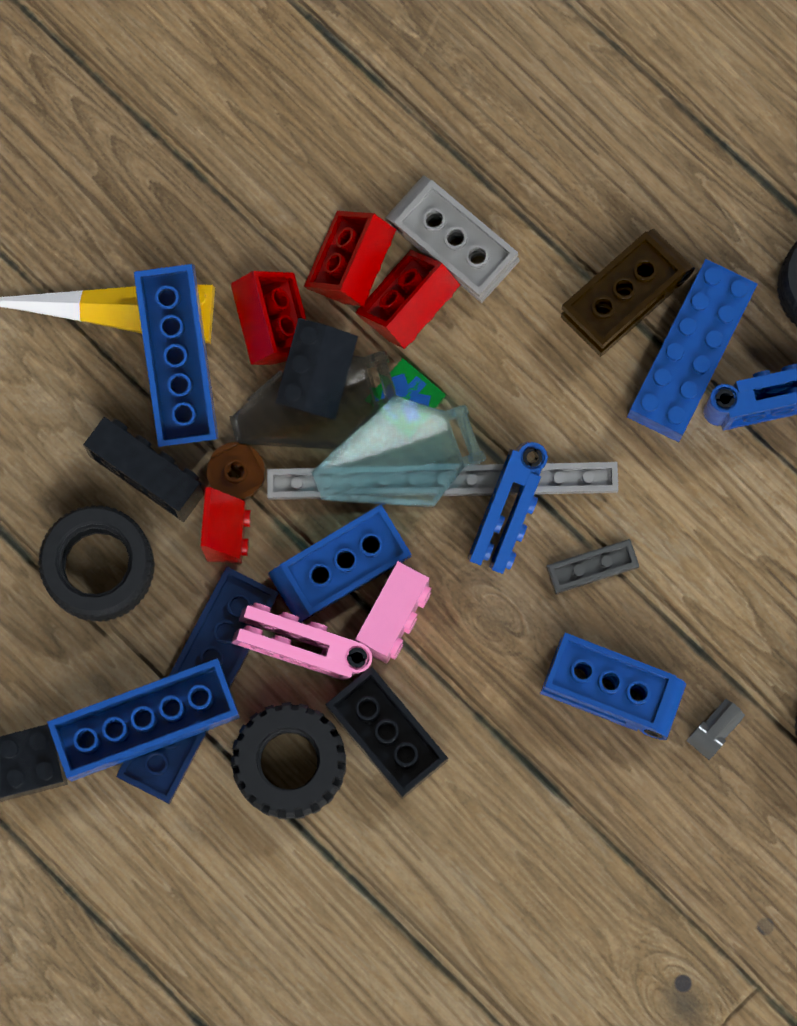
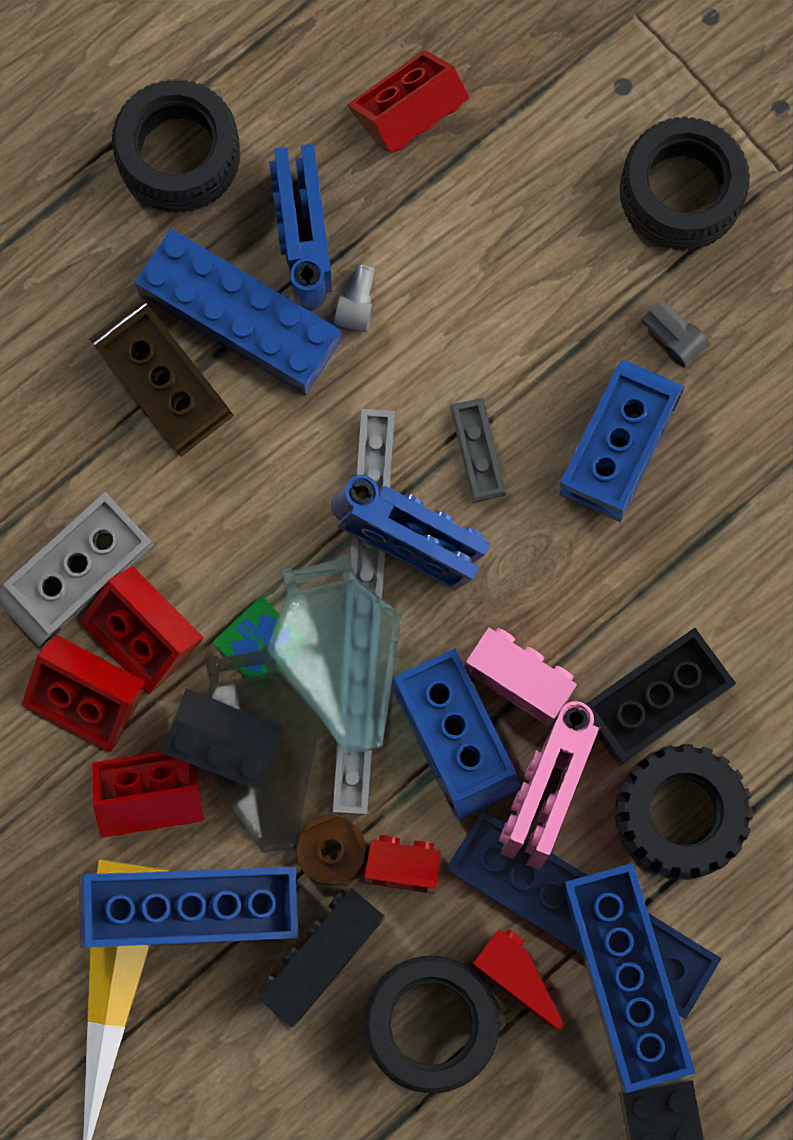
camera: 85 degrees left, 0 degrees up
(141, 629) = (512, 970): none -> red slope
(705, 450) = (355, 308): none -> light grey pin

